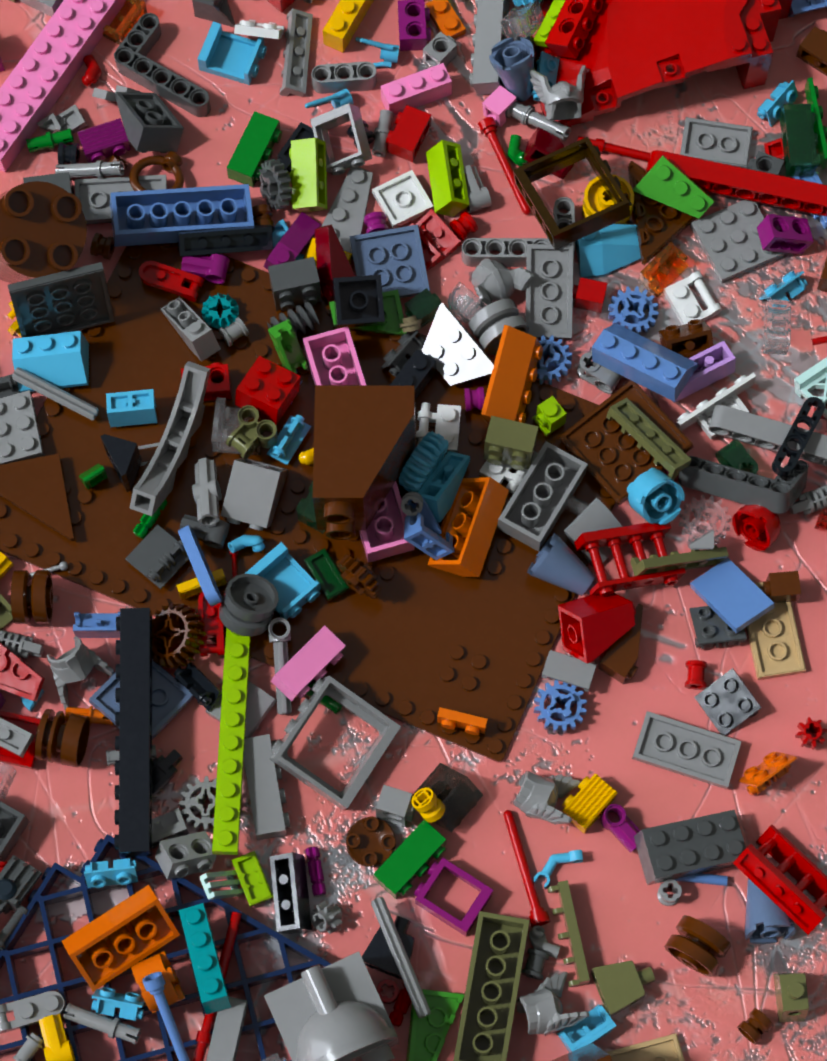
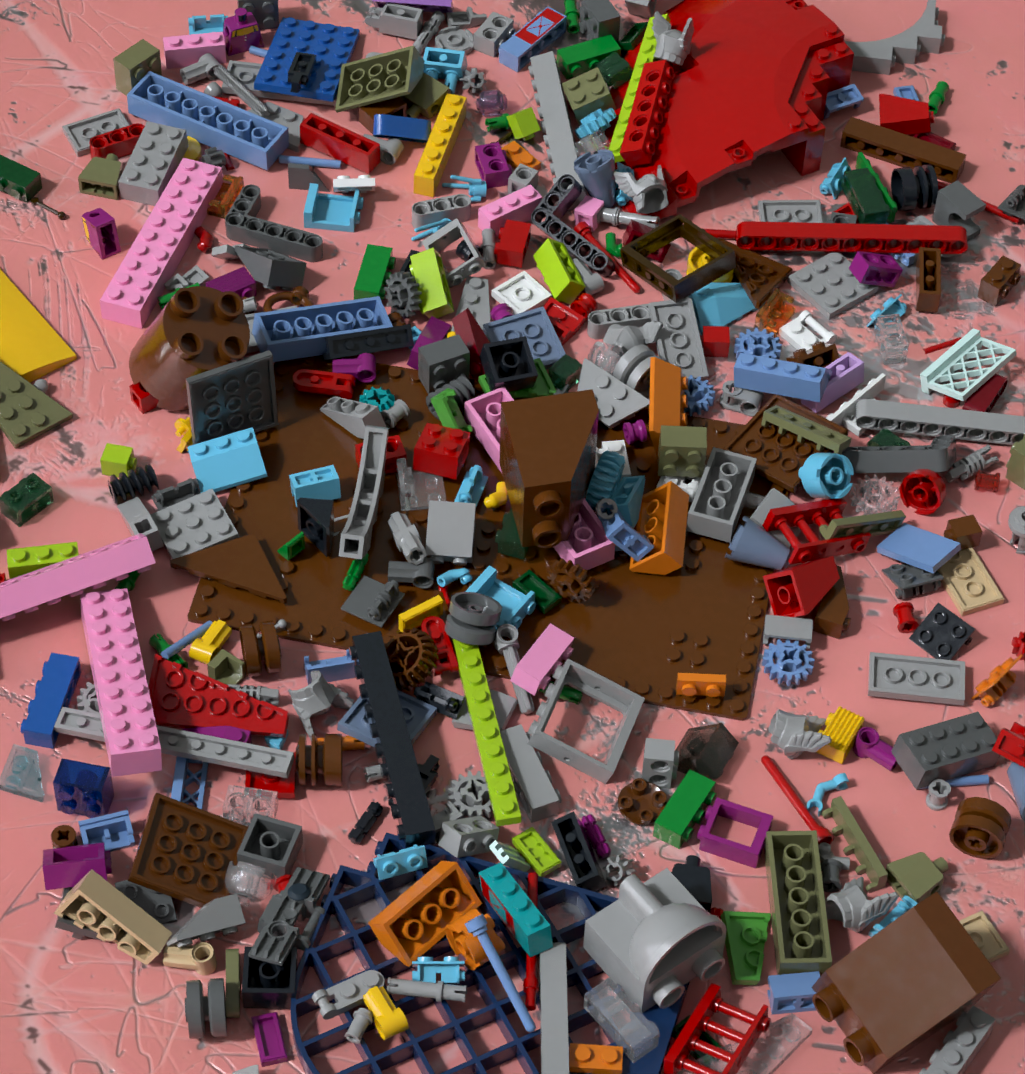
camera: 15 degrees left, 20 degrees down
(55, 393) = (239, 485): light grey axle -> none
(94, 811) = (365, 822): none -> black axle
(200, 565) = (419, 592): medium blue beam -> none
(248, 435) = (436, 484): olive piece -> none
(296, 53) = (391, 201): light grey hinge -> none
(400, 957) = (703, 884): light grey axle -> none
(410, 324) = (559, 381): dark tan plate -> none
(428, 805) = (691, 746): yellow wheel -> none
(469, 129) = (553, 222): none -> black beam
(549, 416) = (715, 431): lime brick -> none
(674, 188) = (767, 247): bright green wing -> none
(705, 541) = (882, 505): light grey slope -> none
(798, 436) = (939, 411): black beam -> none

